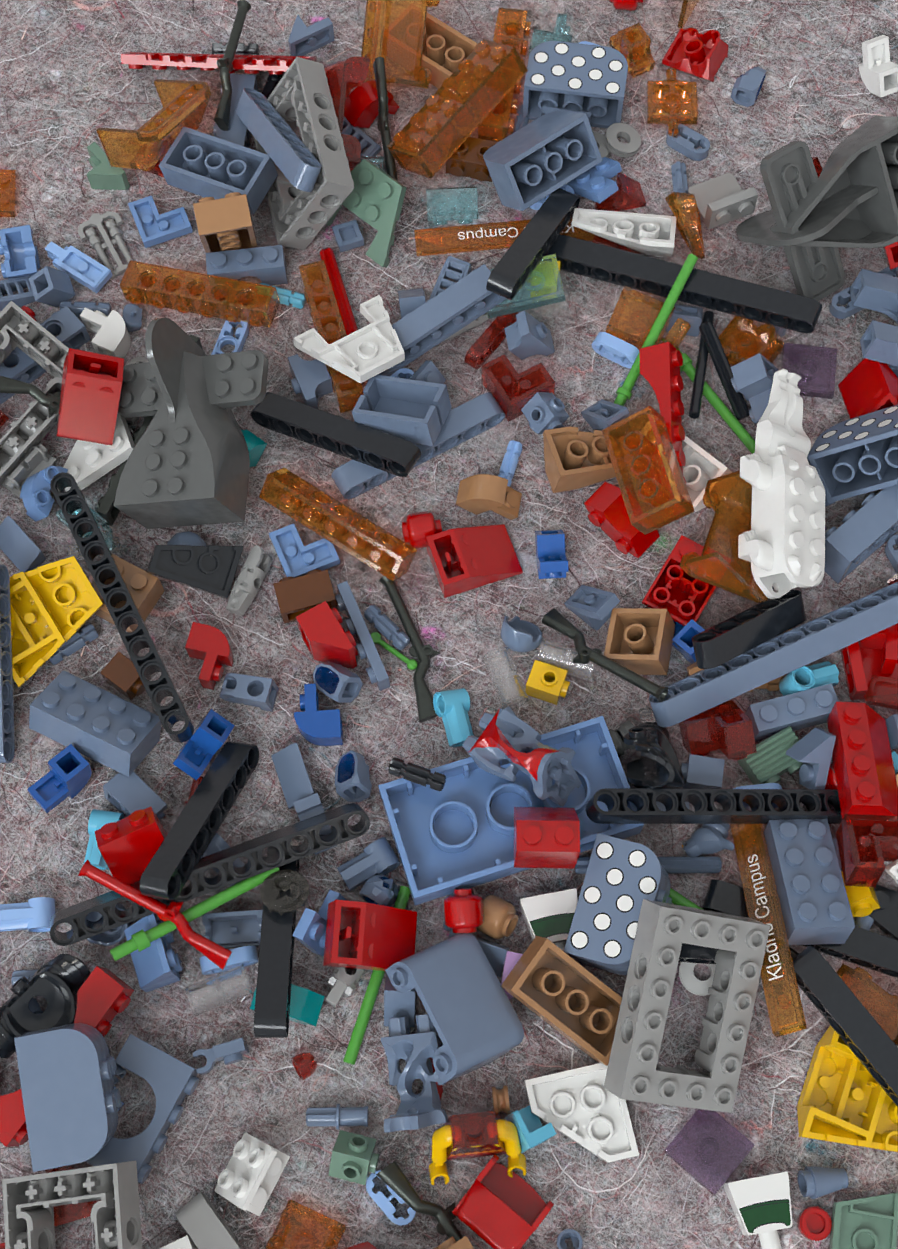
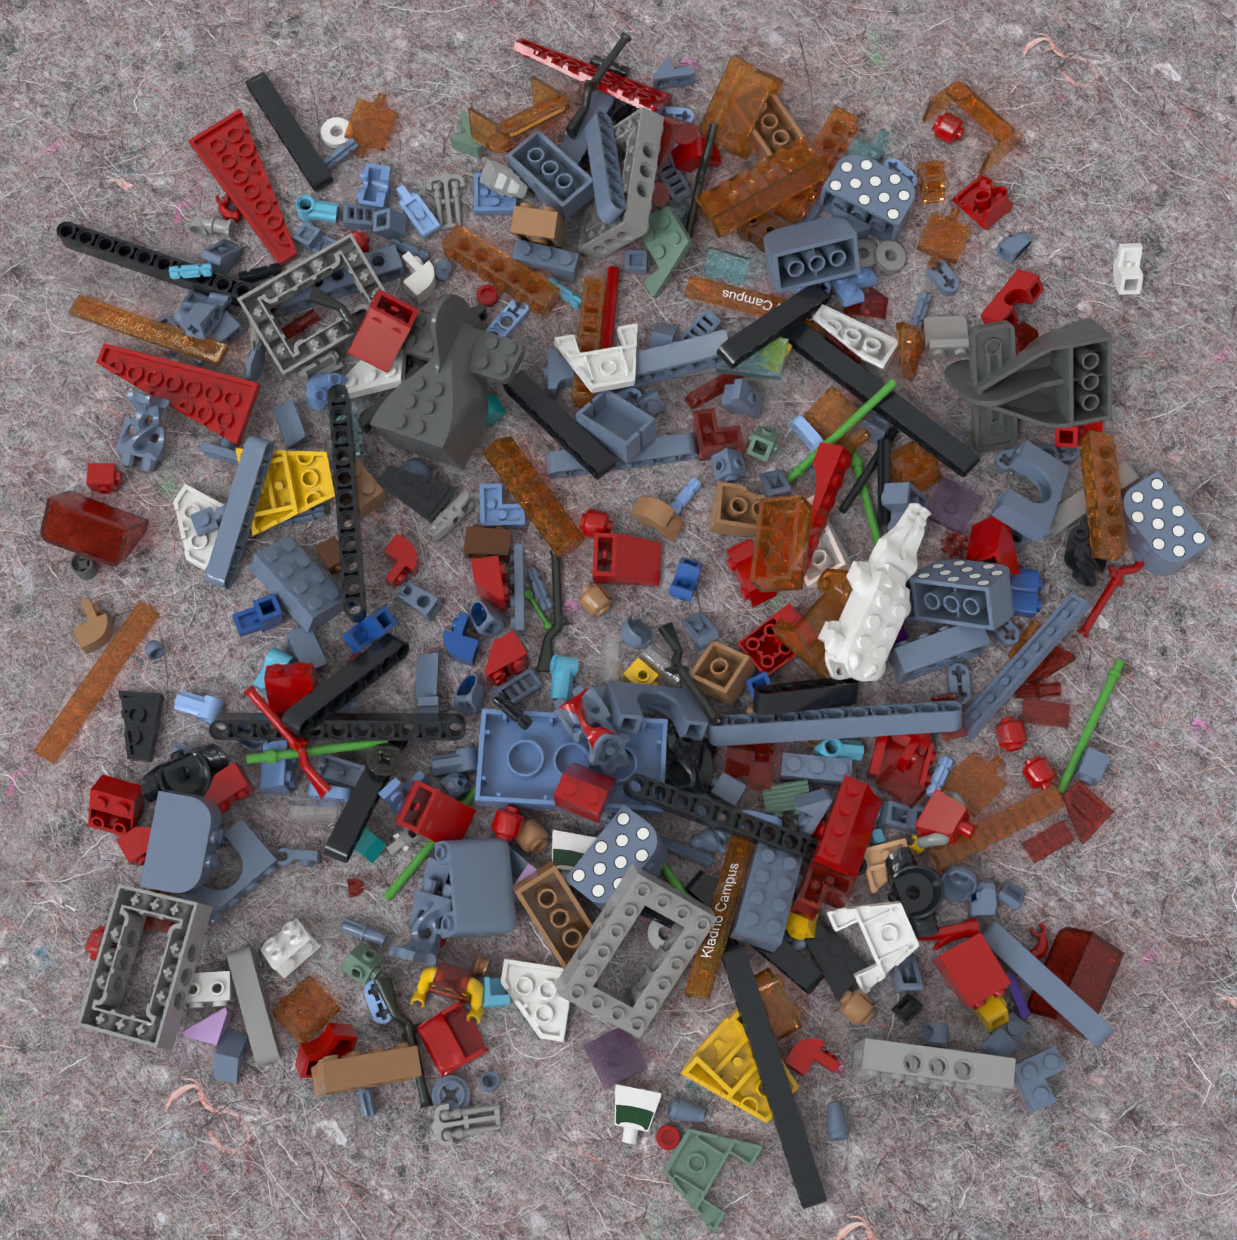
camera: 20 degrees right, 5 degrees up
(164, 197) = (503, 180): none -> light grey connector
(195, 326) = (487, 295): none -> red tile
(382, 717) = (505, 659): none -> red slope
(398, 747) = (521, 696): none -> sand blue slope
(456, 614) = (595, 600): none -> medium nougat head
(553, 709) = (627, 699): none -> sand blue arch
(576, 383) = (763, 443): none -> sand green brick
(777, 124) = (1020, 288): none -> red arch
(828, 402) = (957, 549): none -> clear red gear

